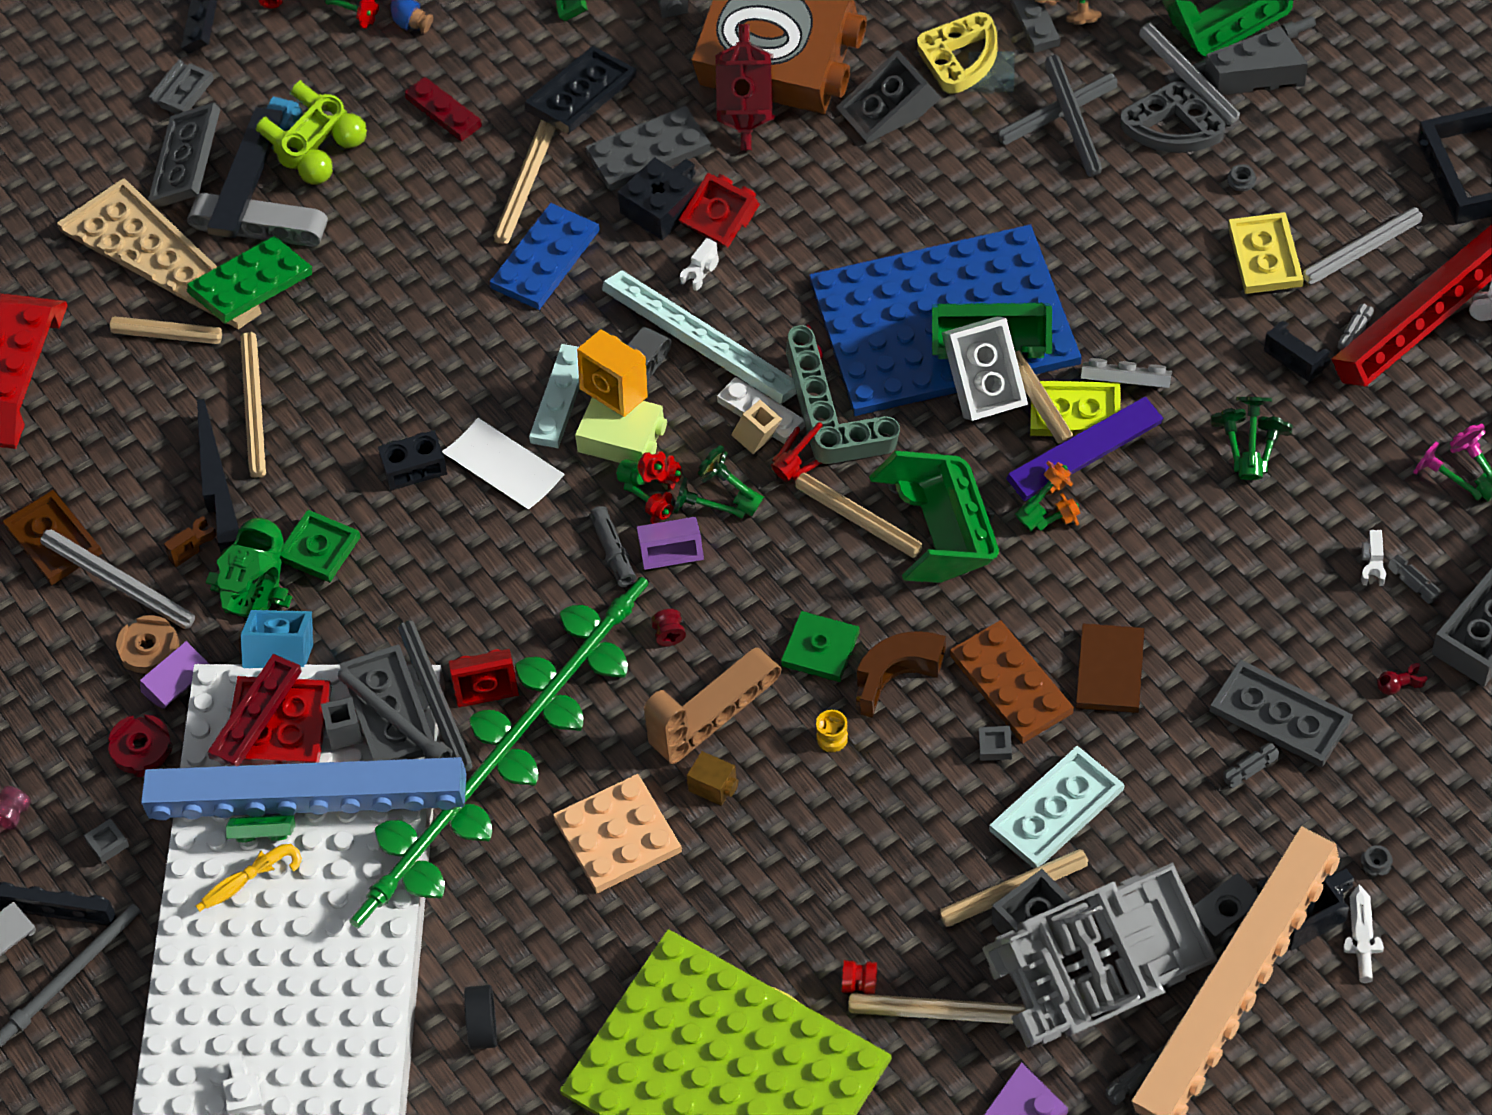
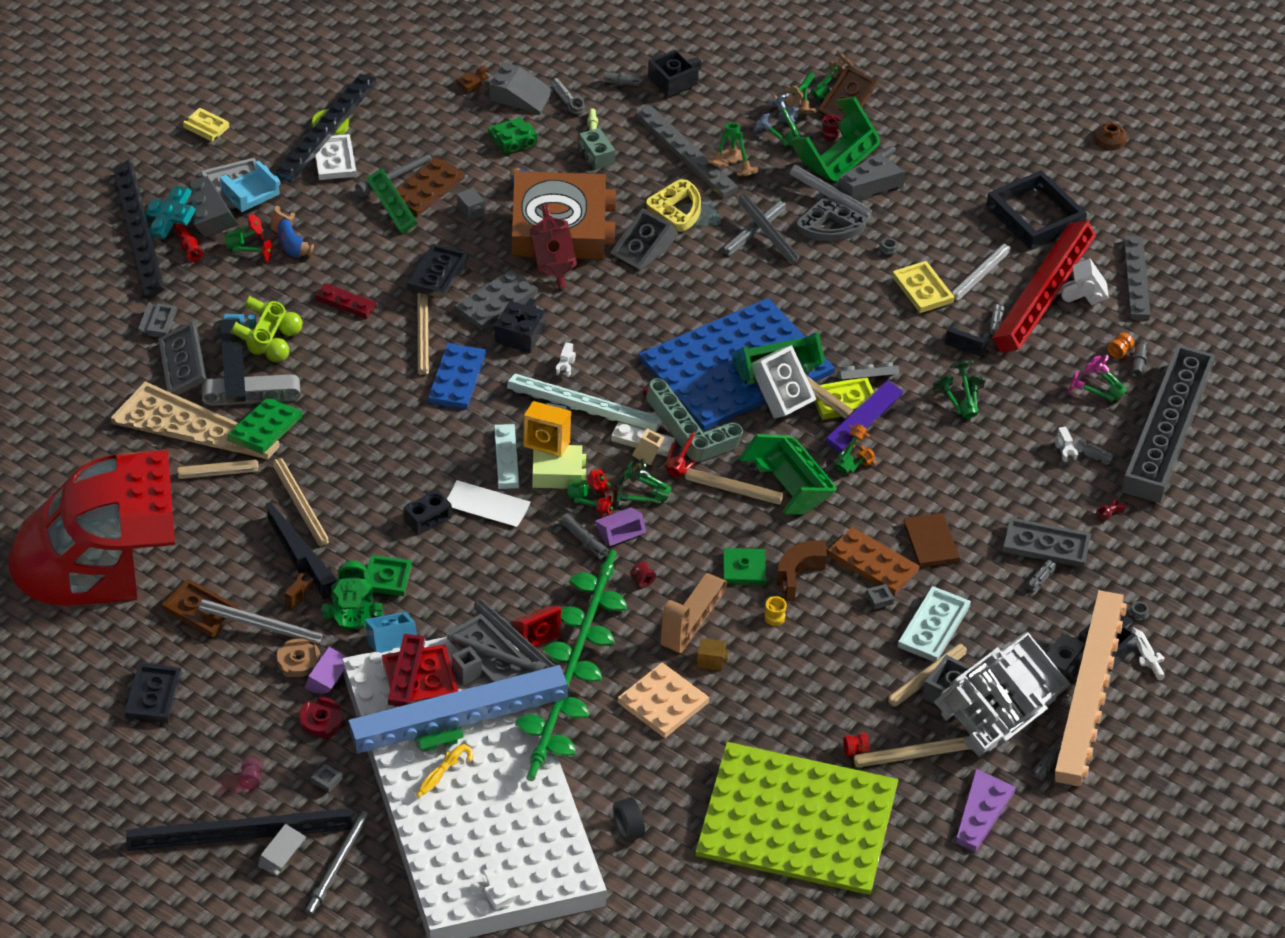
camera: 25 degrees left, 10 degrees down
(719, 209) = (563, 325): red plate -> none

